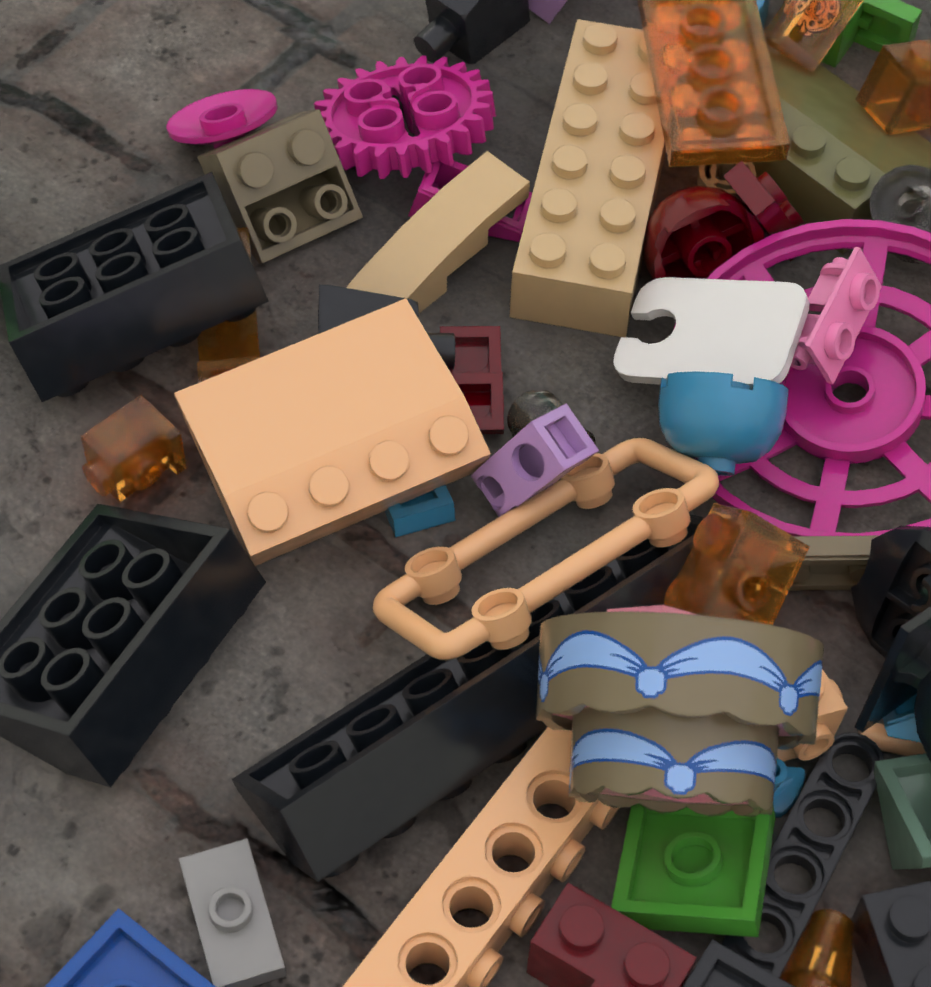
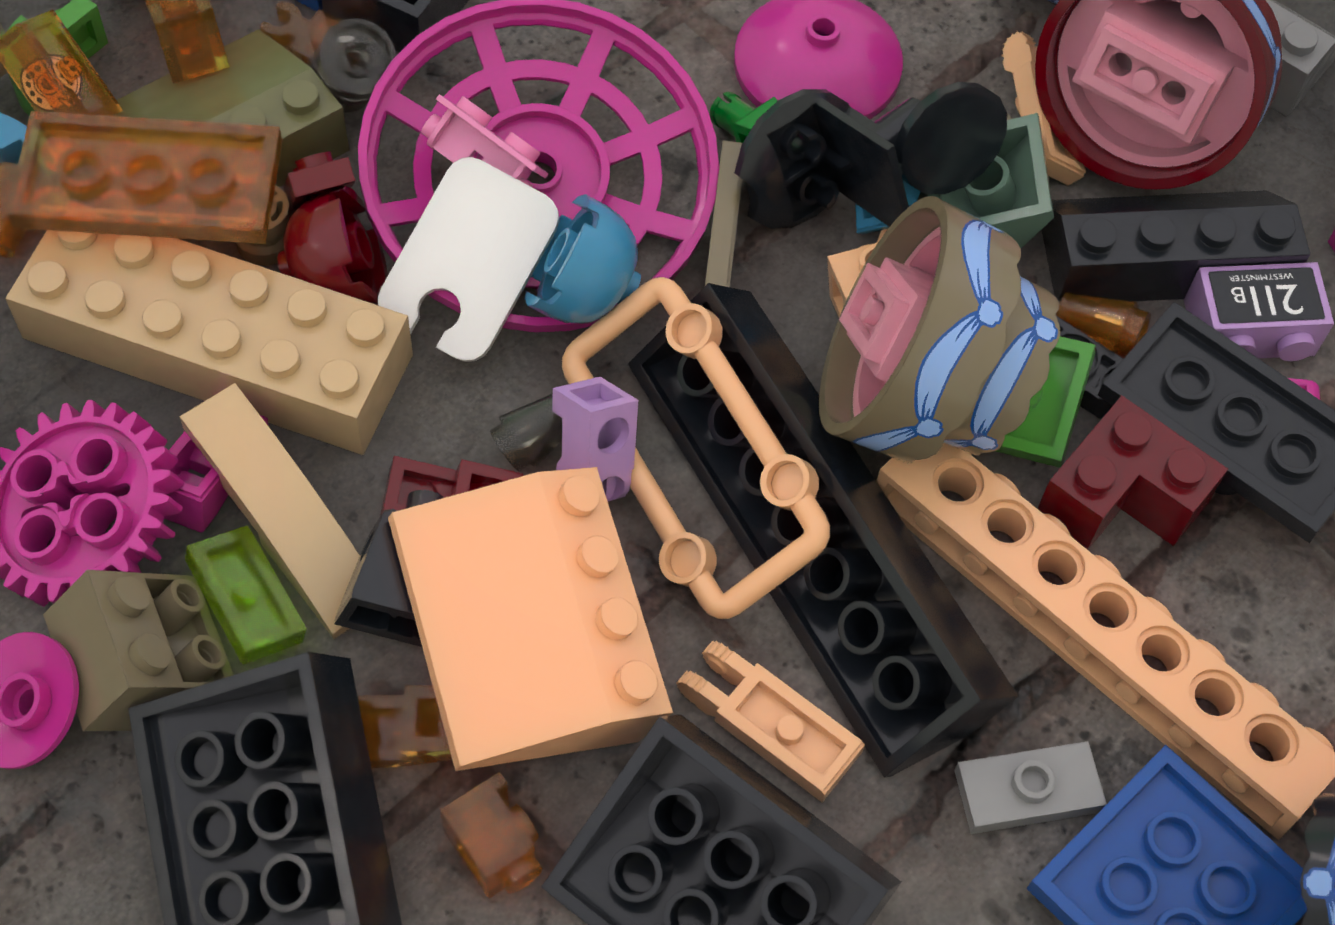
camera: 85 degrees left, 5 degrees up
(271, 669) = (774, 721): none -> light nougat hinge
(339, 243) = (245, 594): none -> clear neon green plate
(737, 567) = (773, 293): clear orange brick -> none

